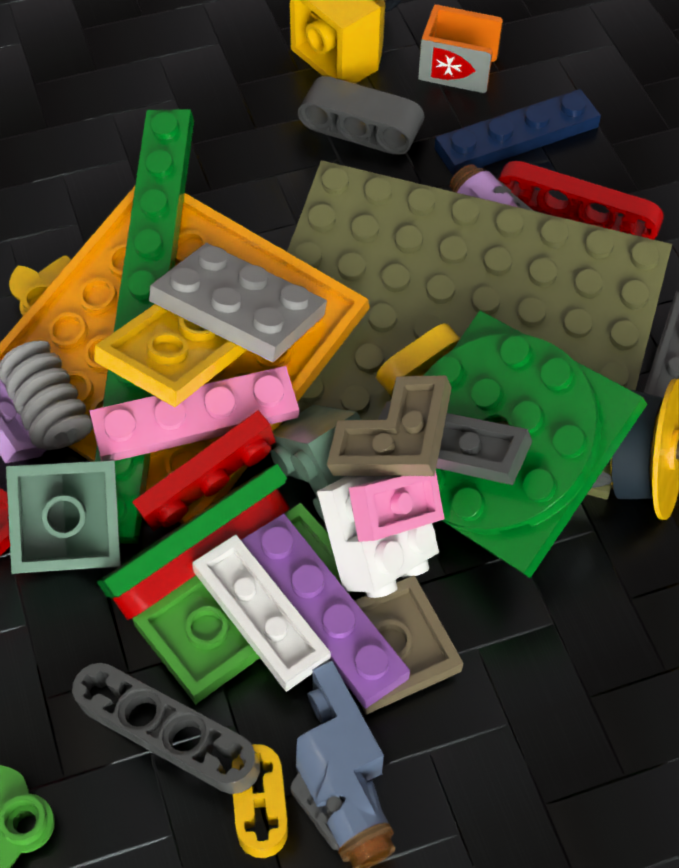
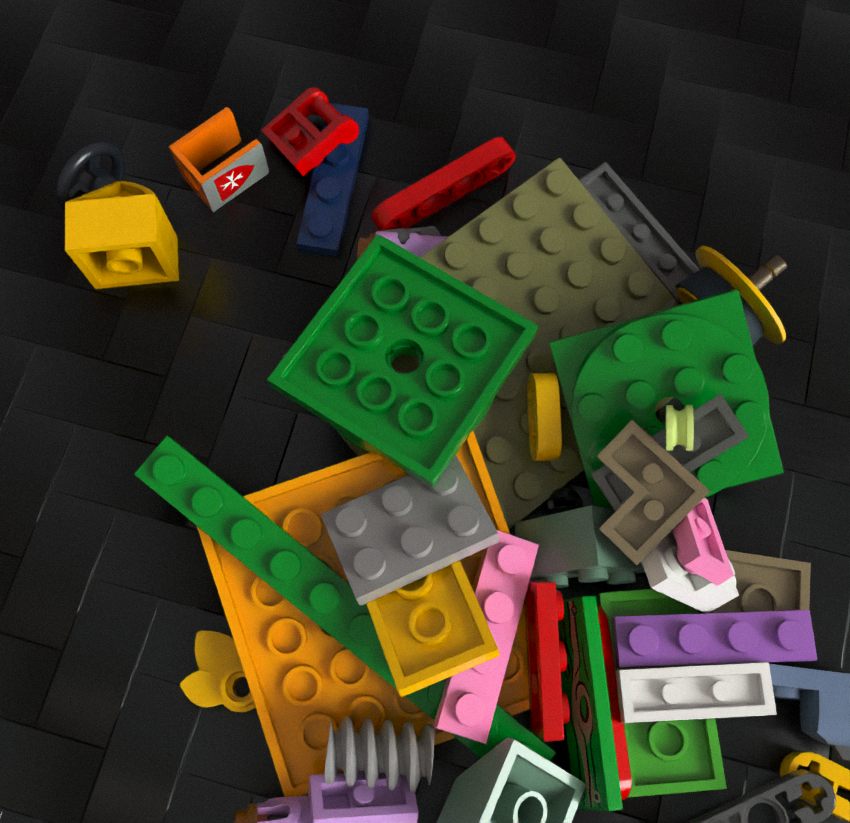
camera: 55 degrees left, 15 degrees up
(361, 115) = (227, 285): dark grey beam -> none
(406, 184) = (394, 308): none -> green piece
(467, 411) = (679, 427): none -> yellowish green bush
(531, 84) = (300, 140): none -> red plate

